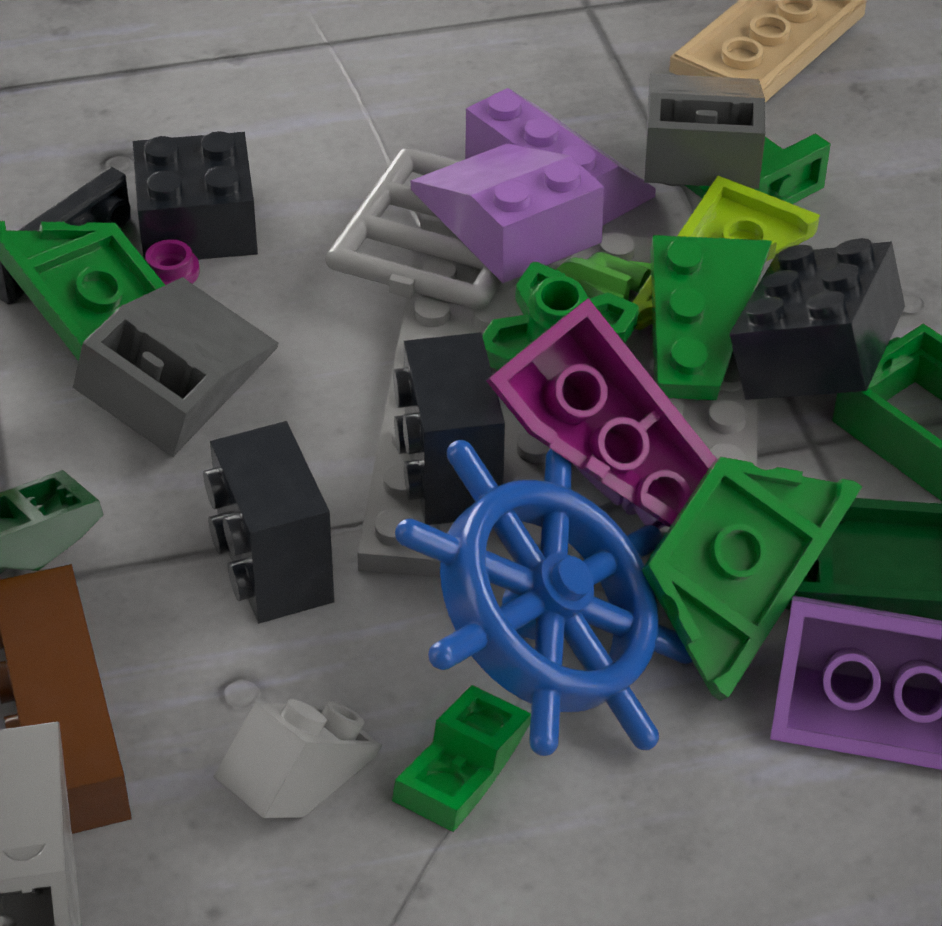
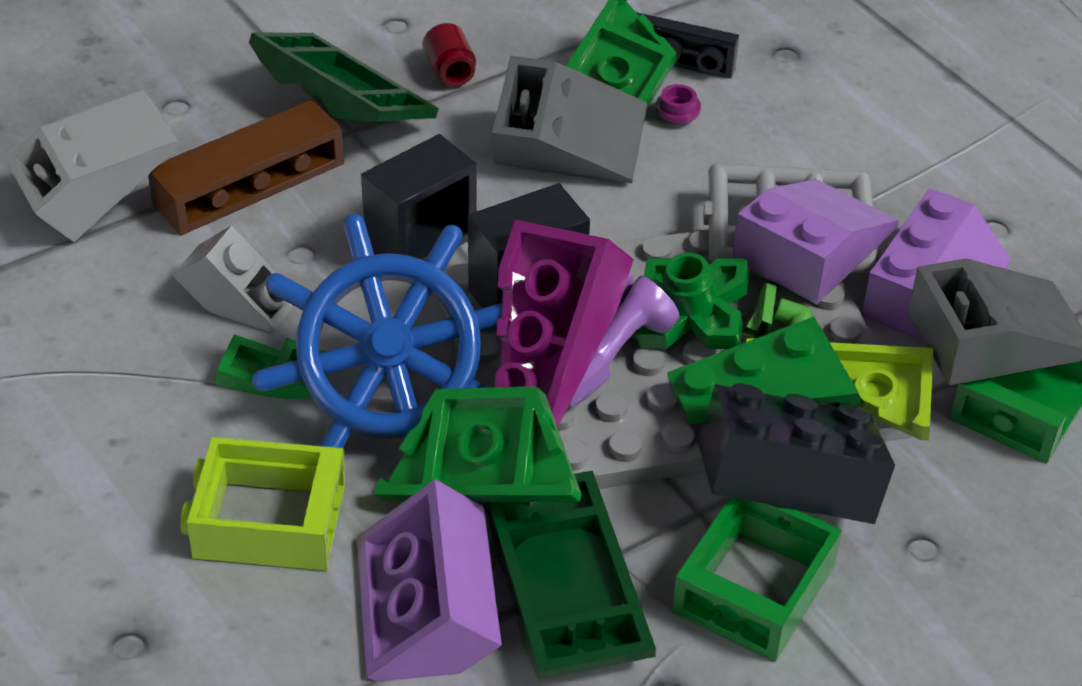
camera: 70 degrees right, 0 degrees up
(196, 193) = (751, 90): black brick -> none
(706, 737) = (266, 466): none -> lime window

